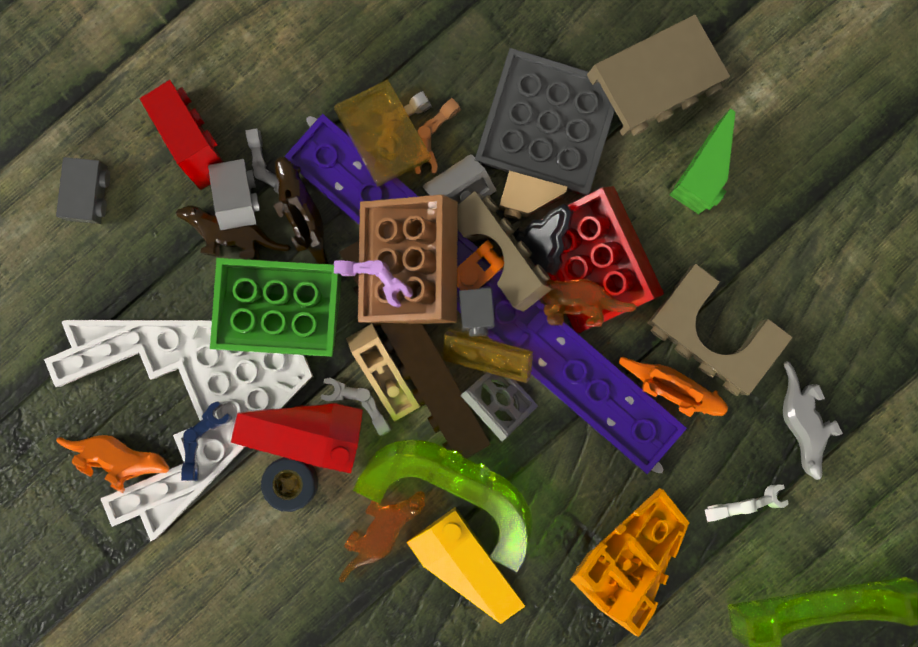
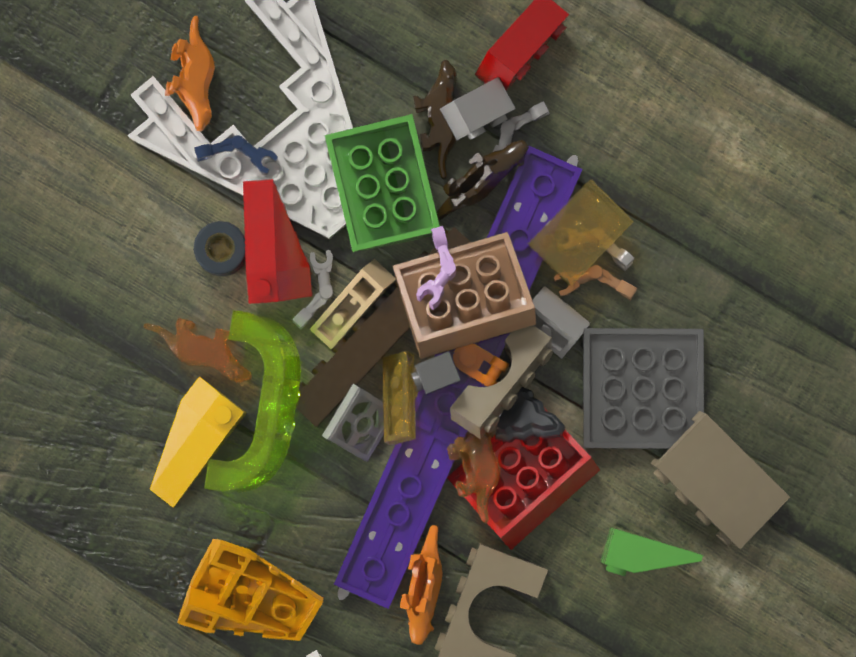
camera: 70 degrees right, 0 degrees up
(528, 195) = (565, 389): tan slope -> none

